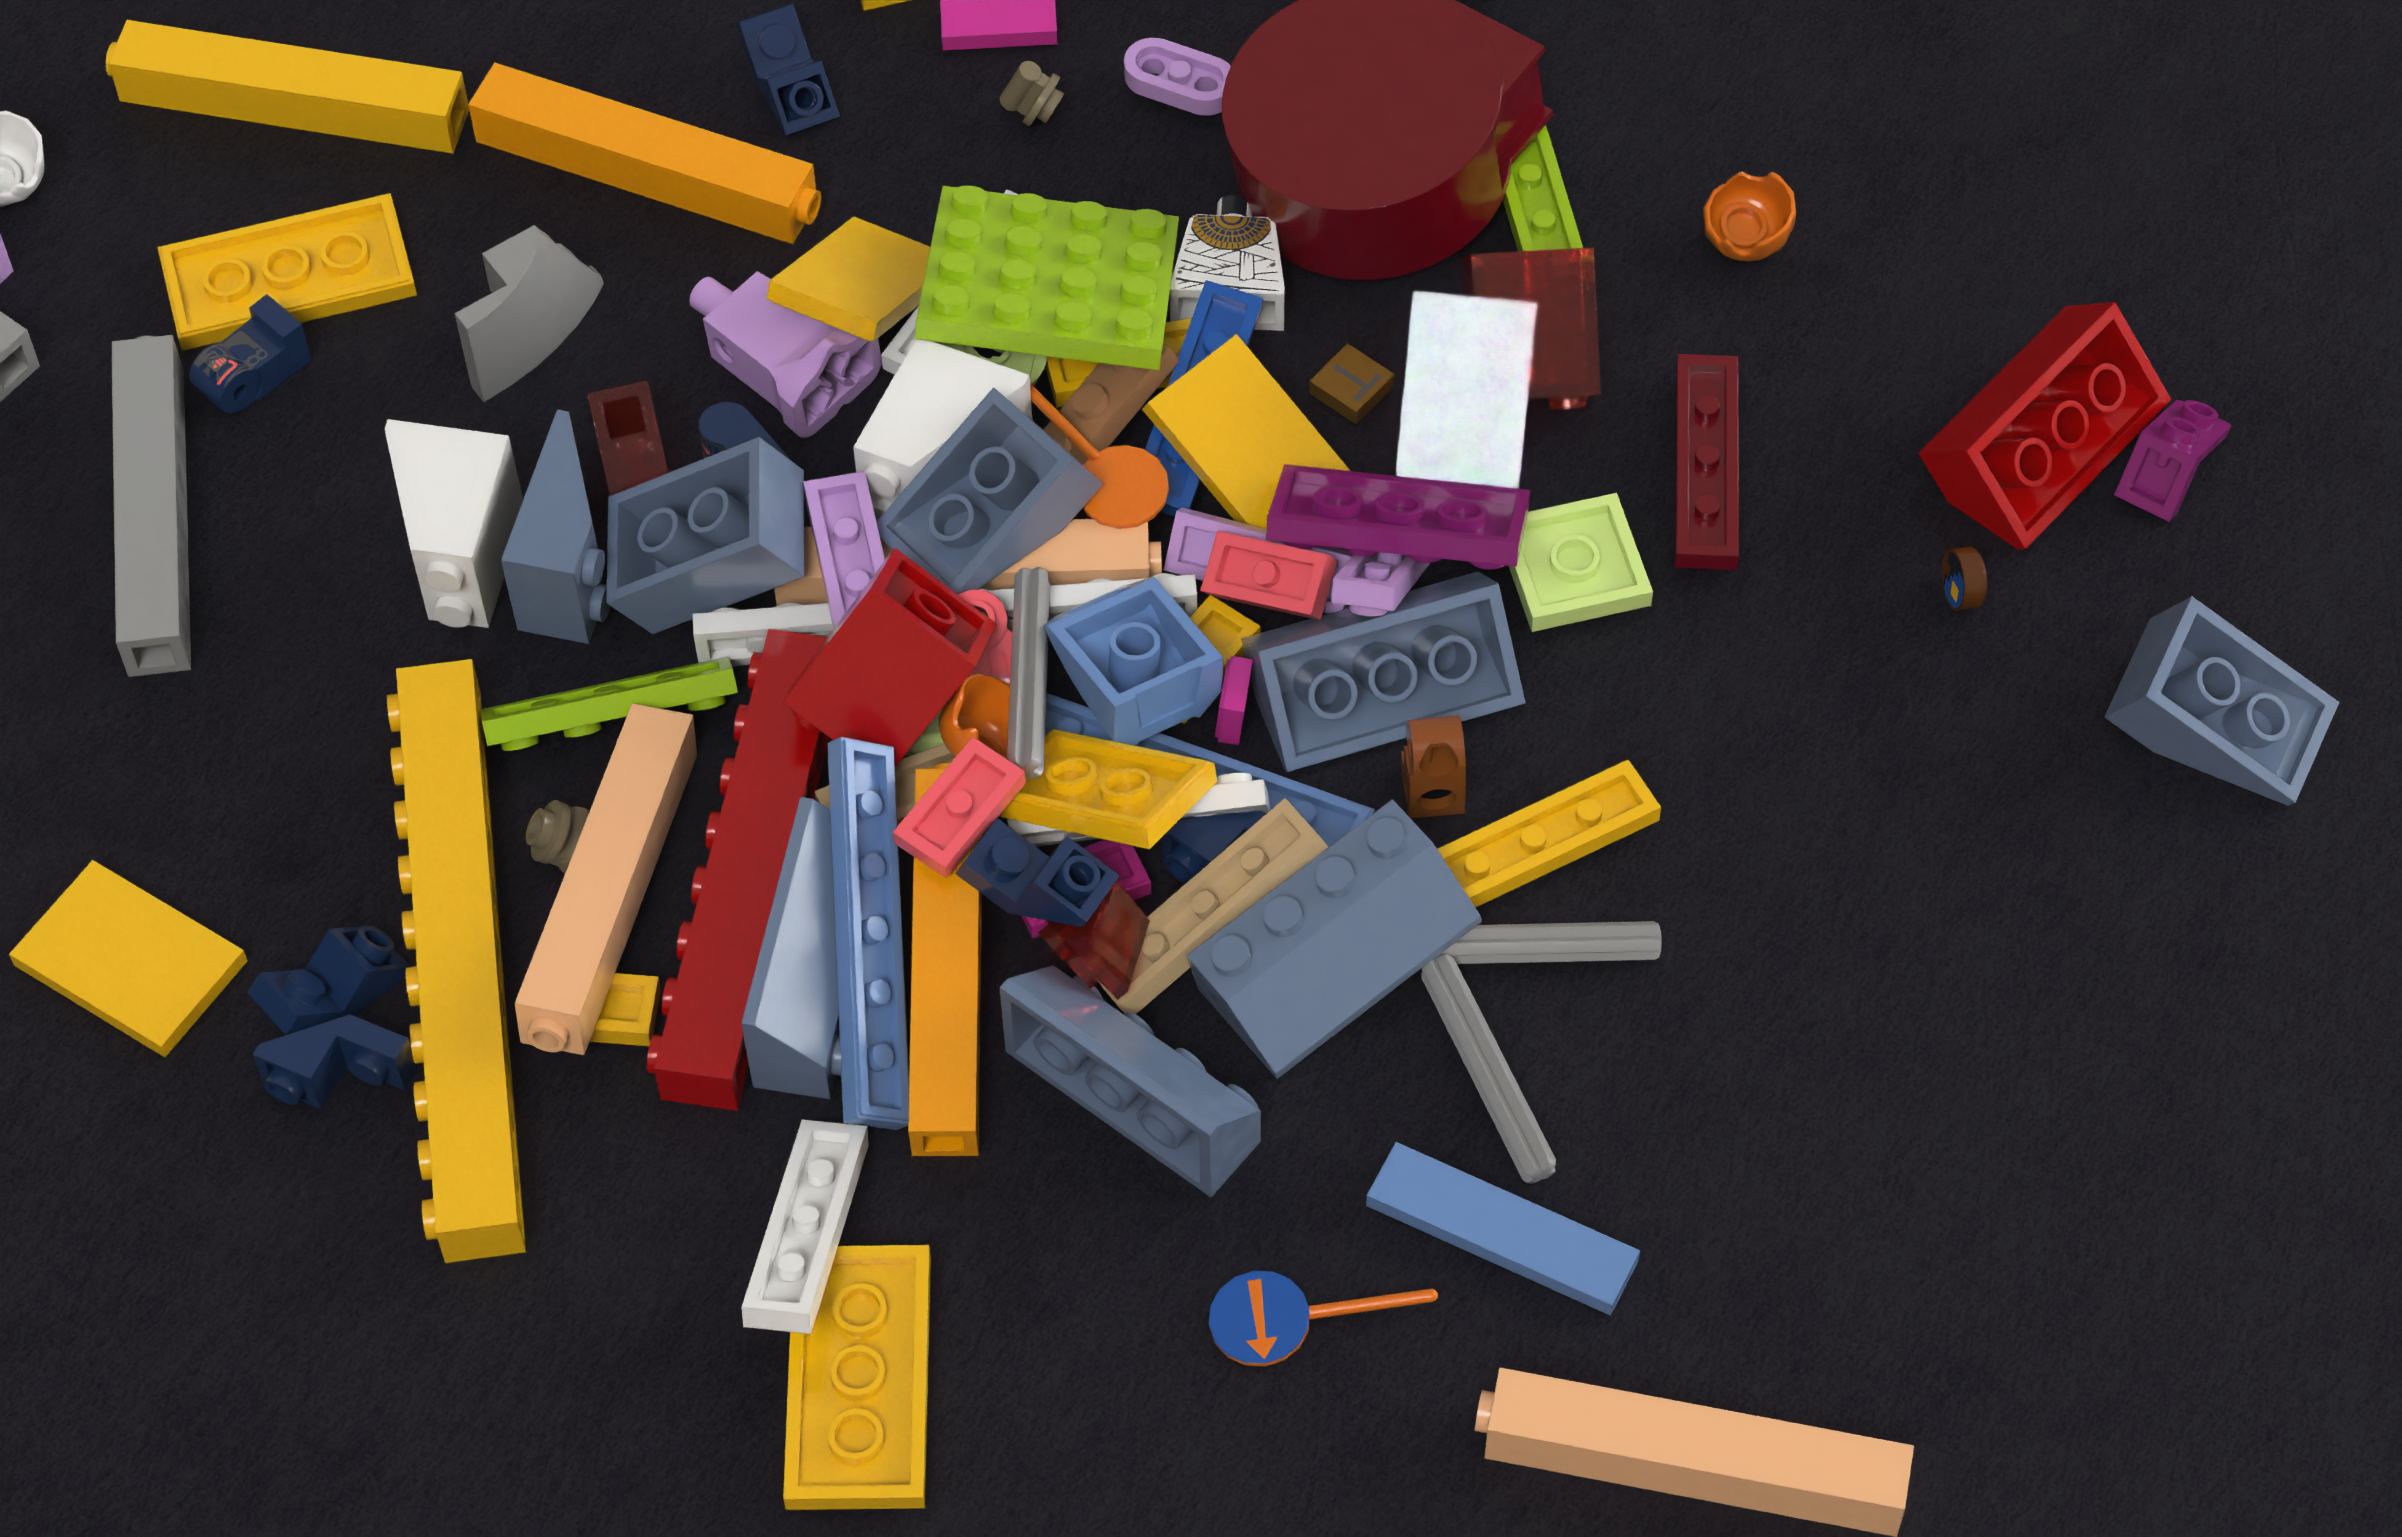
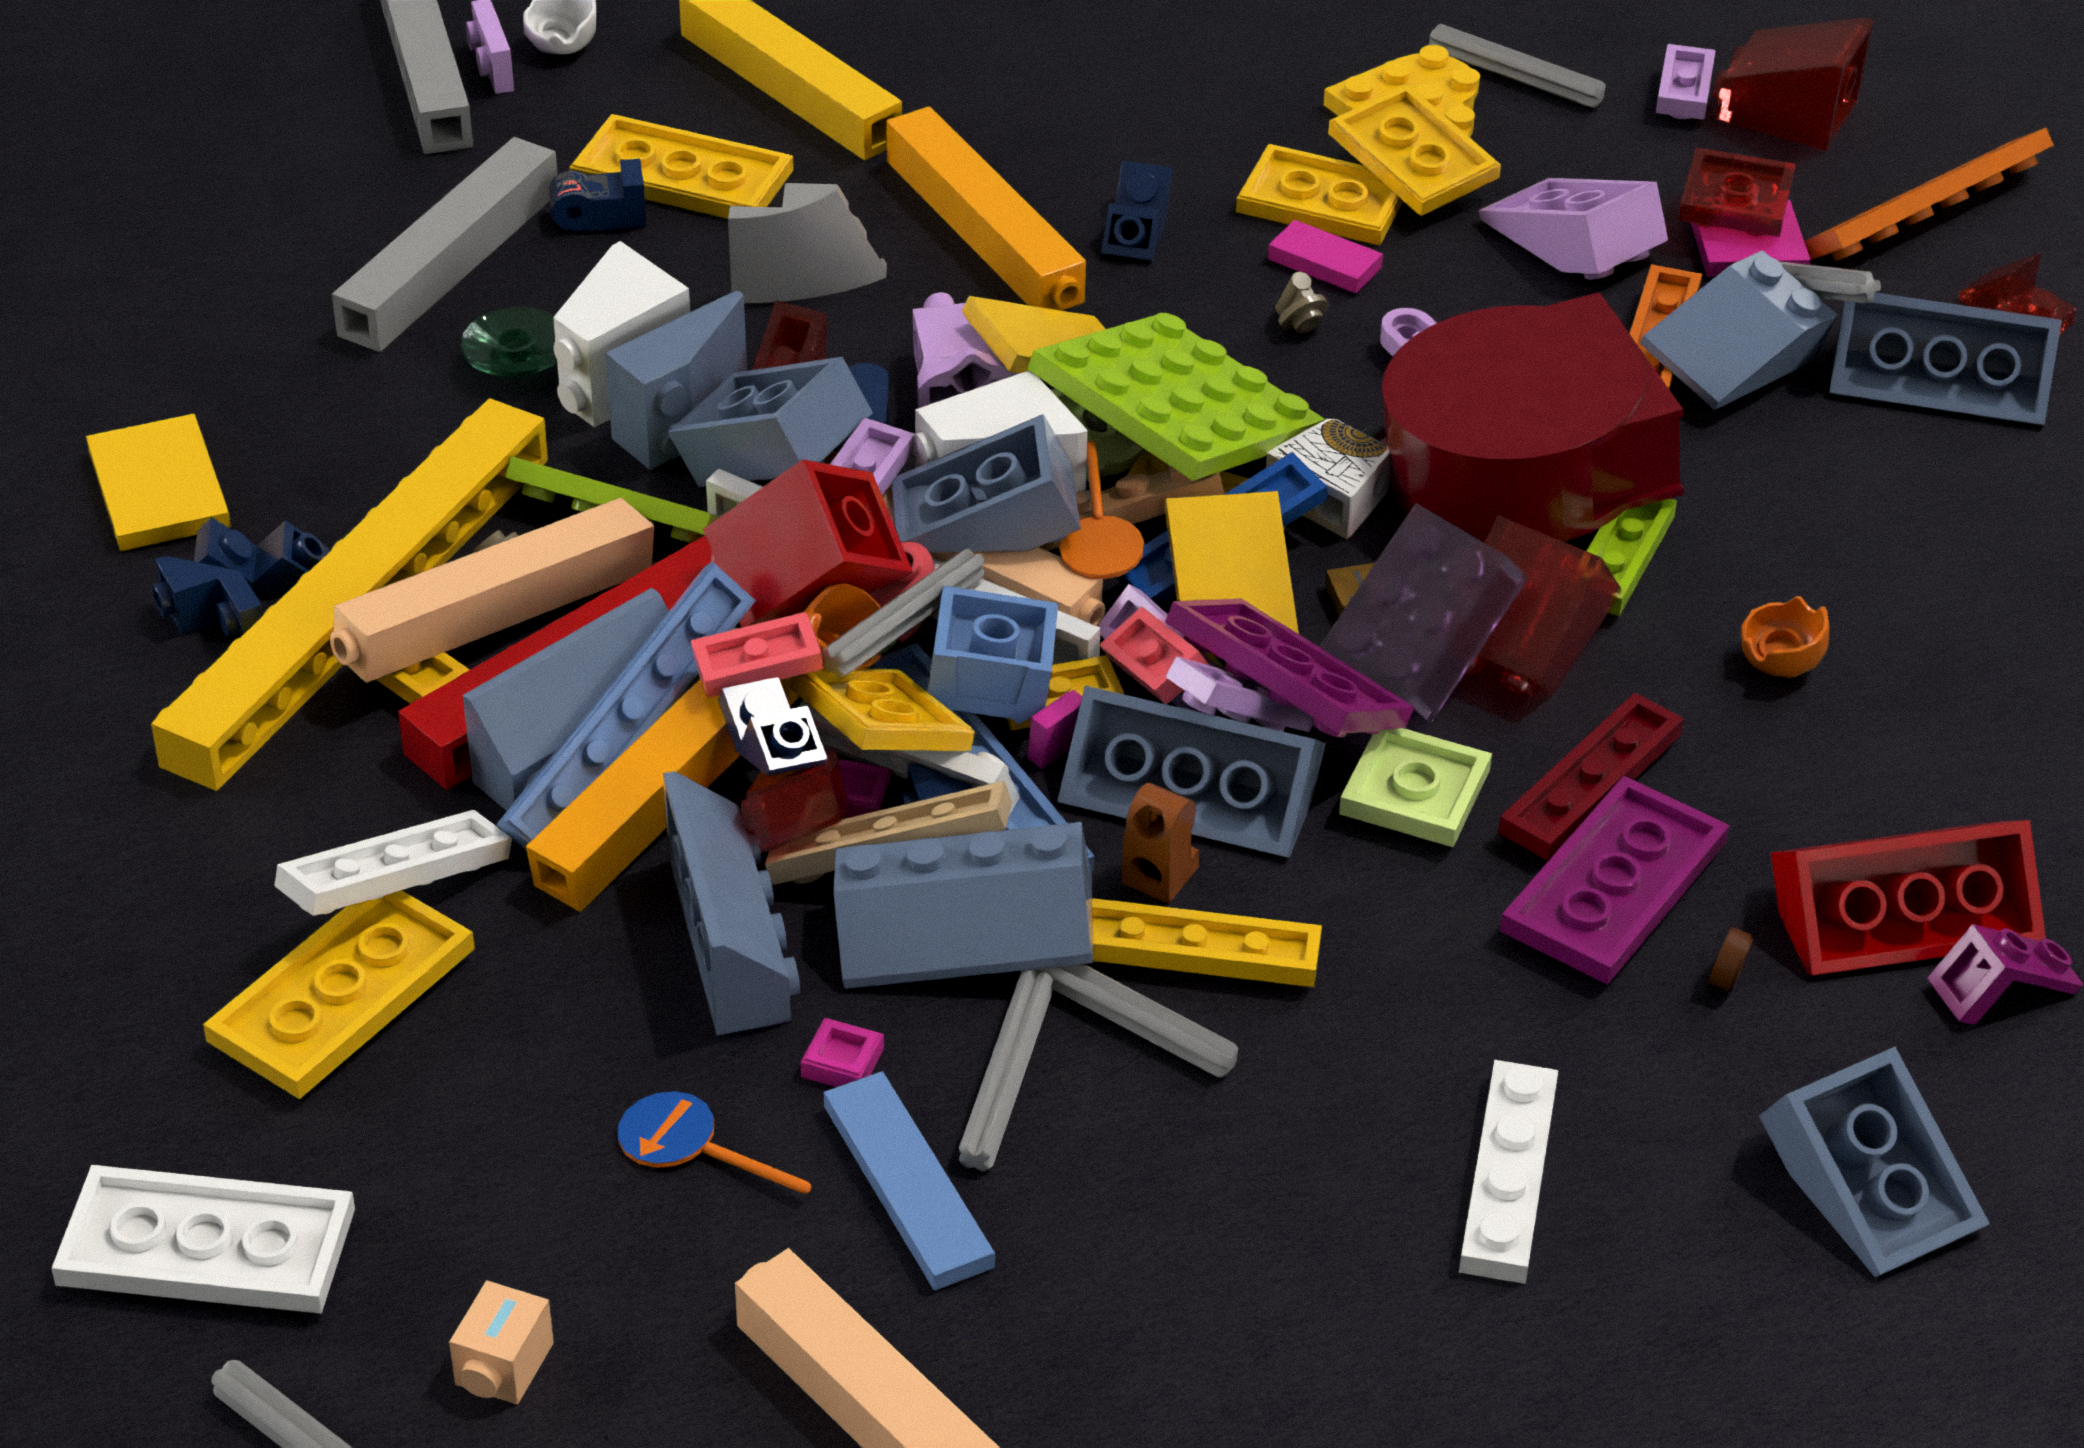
camera: 35 degrees right, 15 degrees down
(331, 564) = (510, 342): none -> clear green dish
(1340, 1147) = (841, 1053): none -> dark pink tile
(1810, 556) = (1614, 879): none -> magenta plate
(1954, 894) = (1509, 1172): none -> white plate

